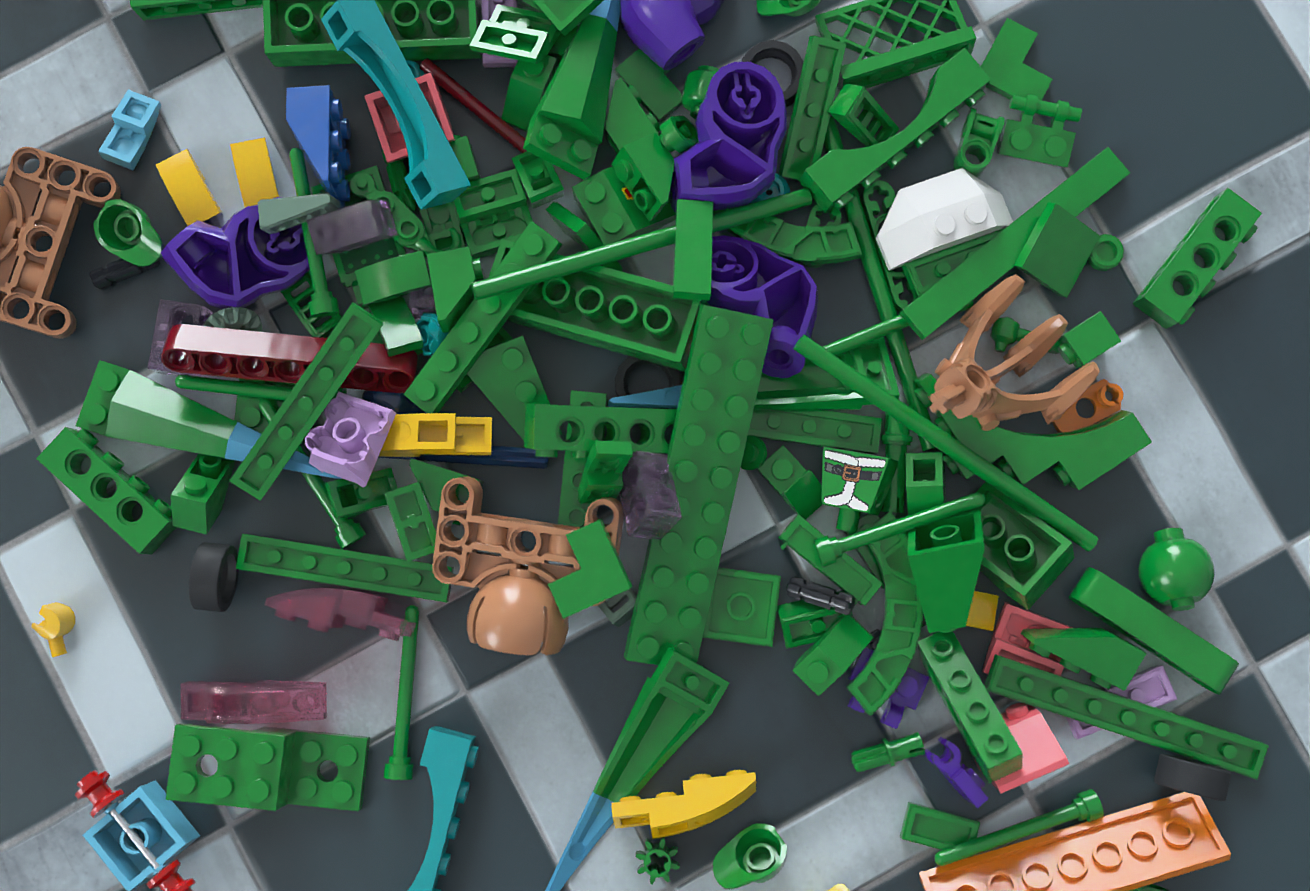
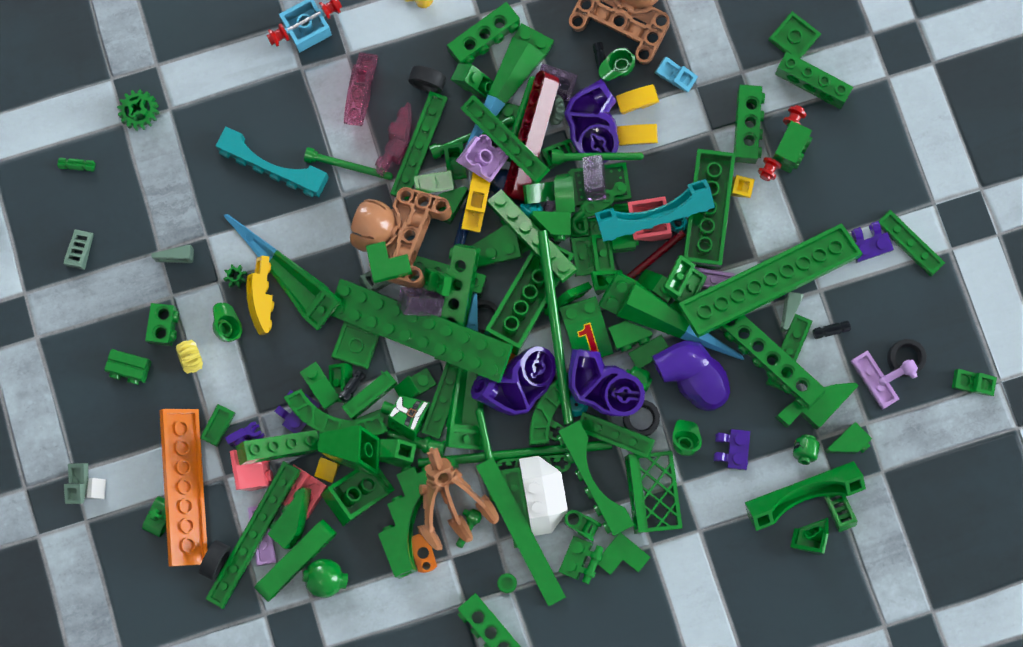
camera: 100 degrees right, 5 degrees down
(267, 767) = (325, 91): green bracket -> none
(287, 212) = (606, 141): sand green slope -> none
(321, 135) = (649, 170): slope -> none
(646, 172) = (595, 337): green slope -> none
(678, 134) = (613, 357): green plate -> none
(693, 250) = (544, 349): green tile -> none
(754, 453) = (435, 366): green plate -> none
(832, 548) = (373, 392): green piece -> none
(849, 105) = (614, 455): green slope -> none
(888, 752) = (263, 405): green axle -> none
(945, 443) = (415, 465): green piece -> none
(1057, 250) = (511, 552): green tile -> none
(1084, 806) = (211, 503): green piece -> none
(1087, 340) = (456, 554): green slope -> none

